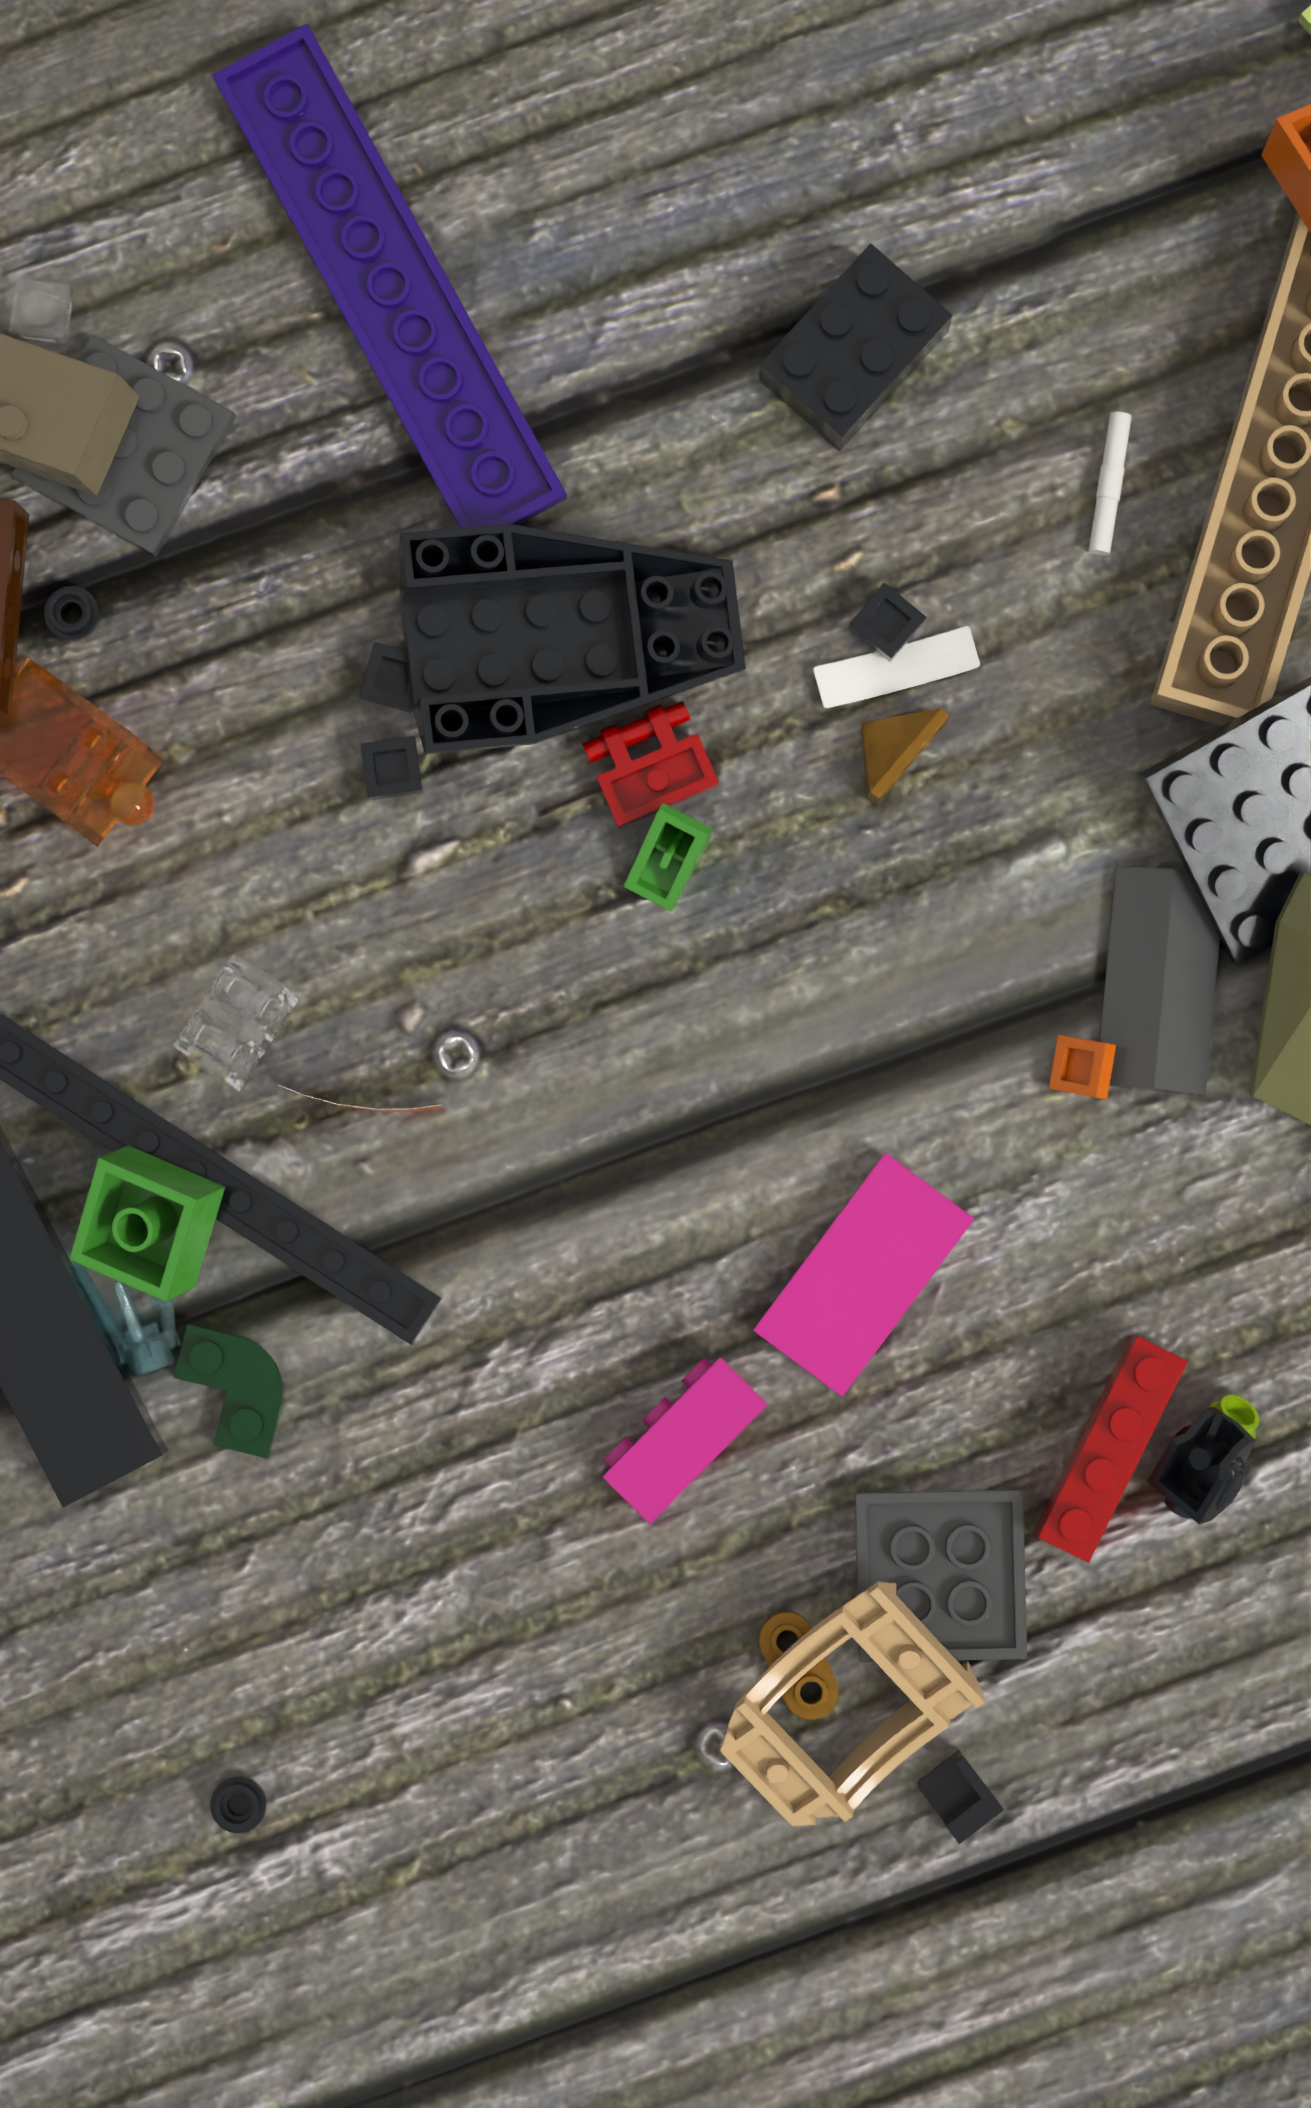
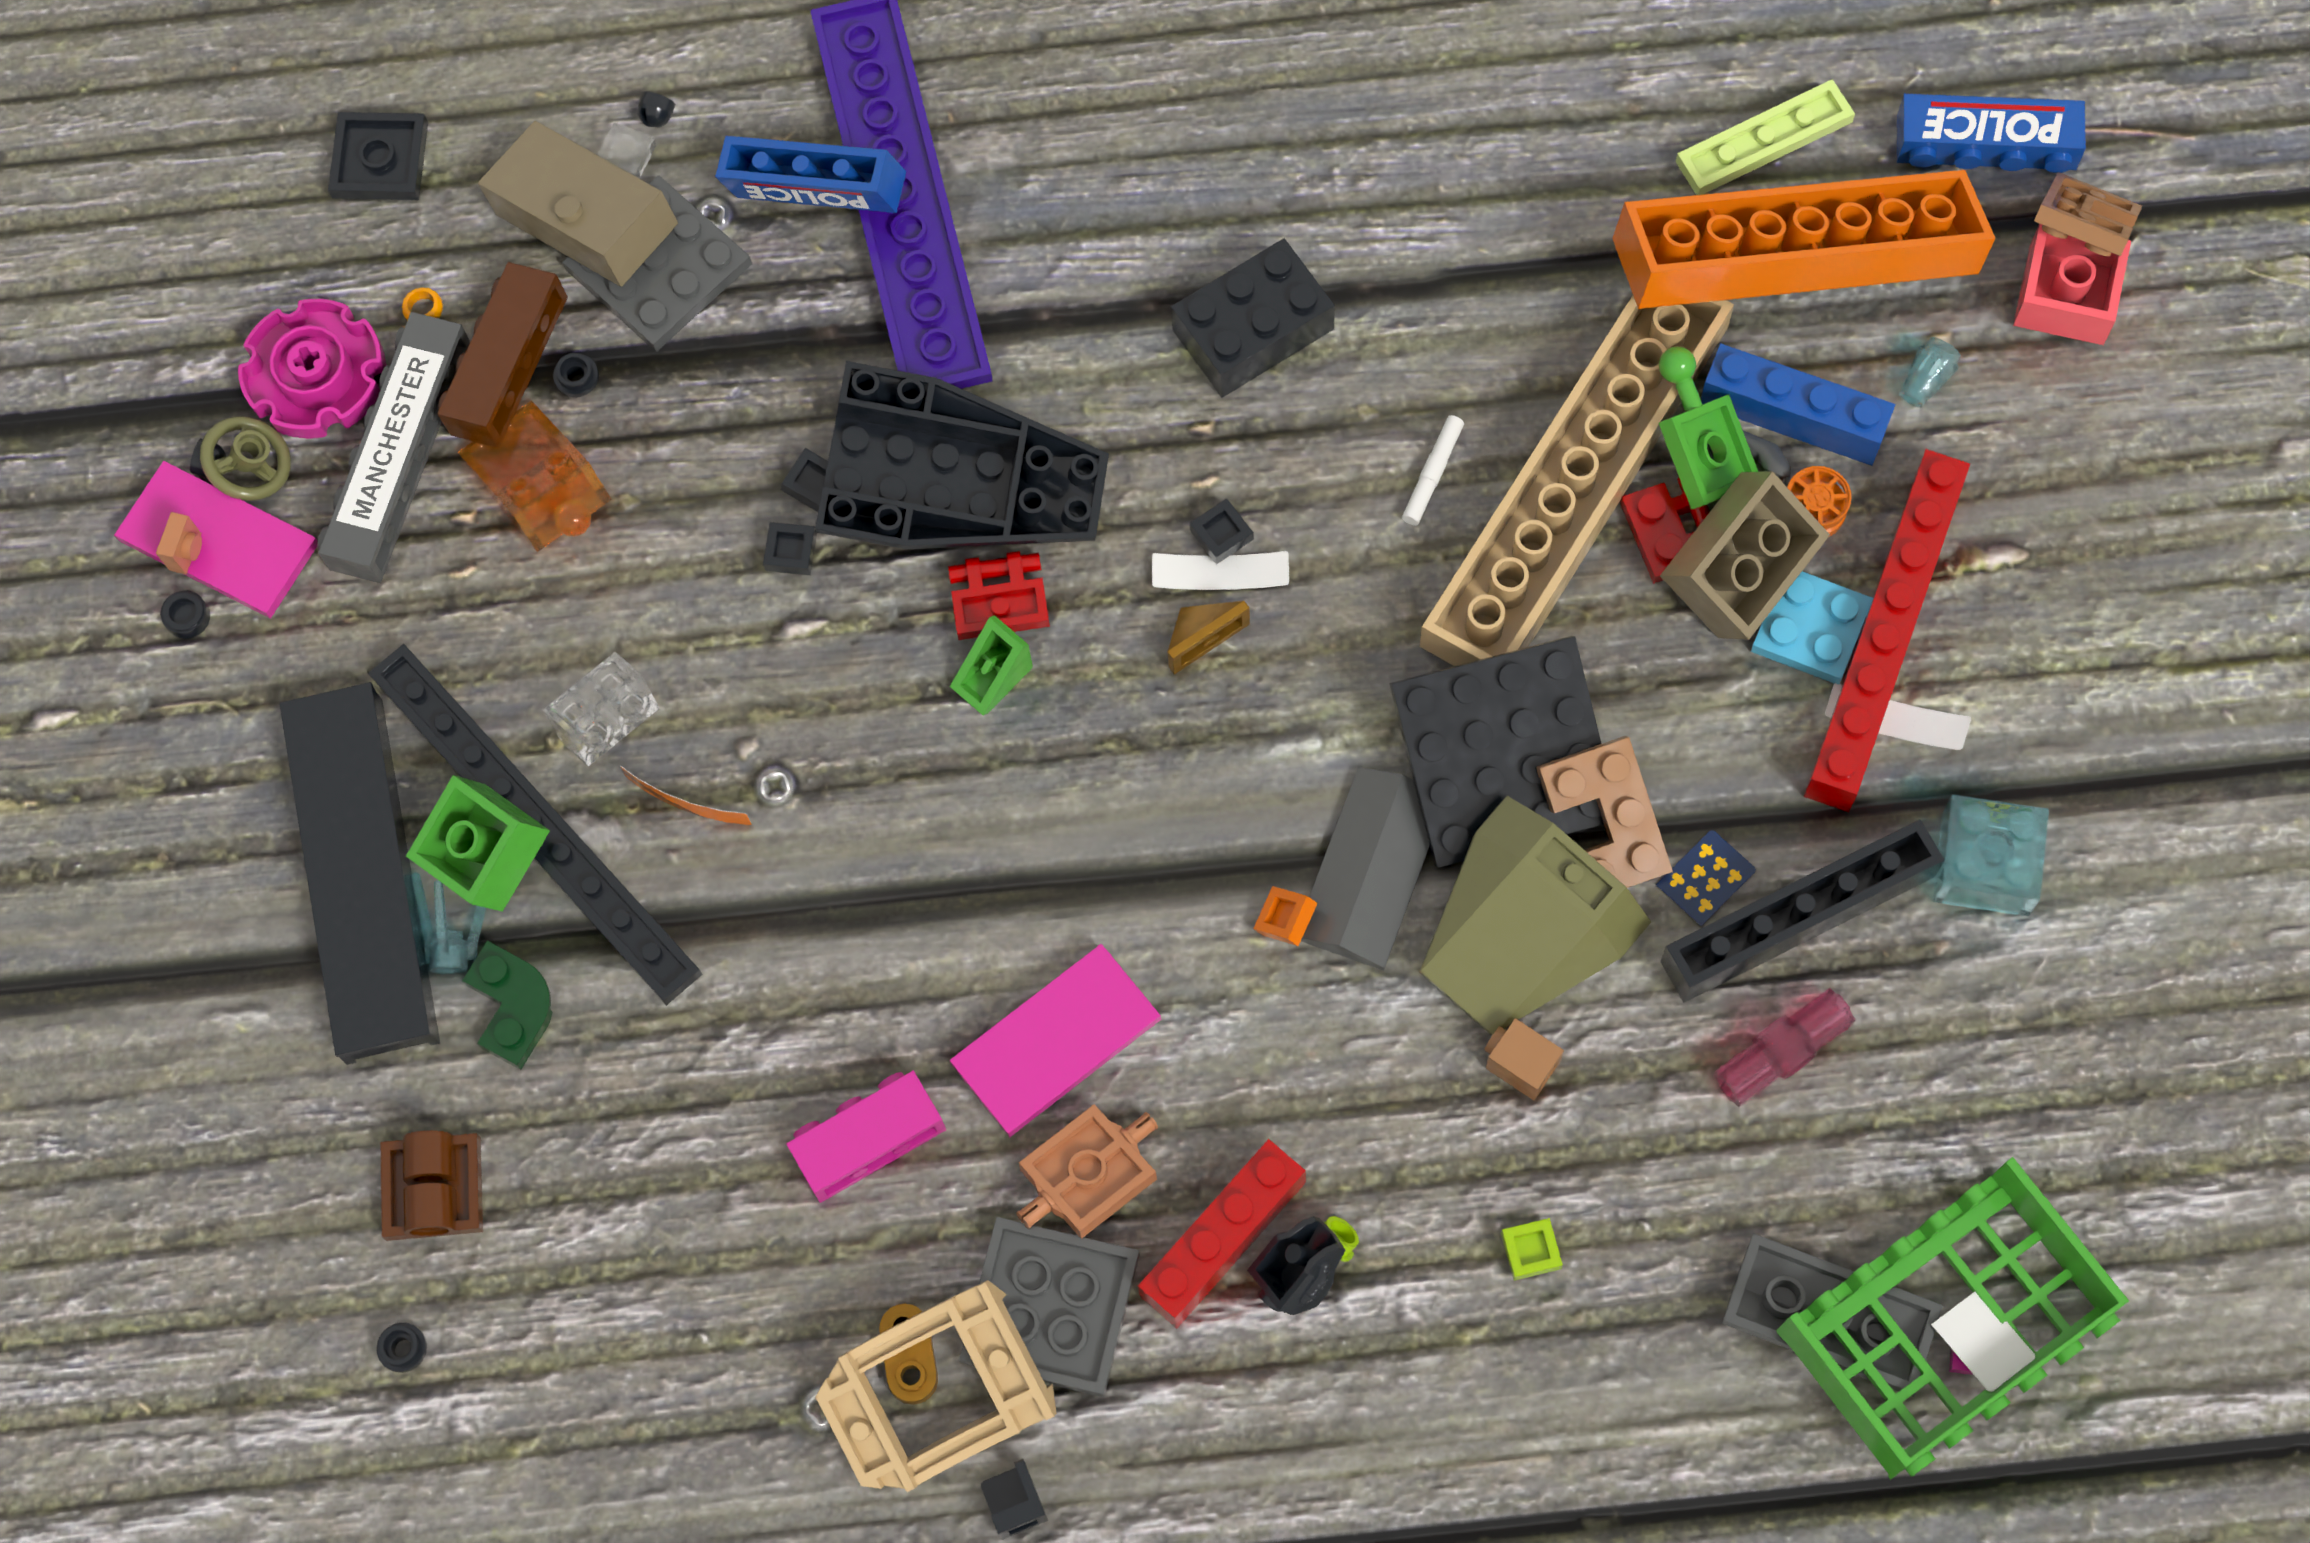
camera: 15 degrees right, 15 degrees down
(60, 250) = (655, 109): none -> black hinge
(214, 1620) = (431, 1185): none -> reddish brown plate
(282, 297) = (811, 174): none -> blue brick
(942, 1416) = (1087, 1171): none -> nougat plate

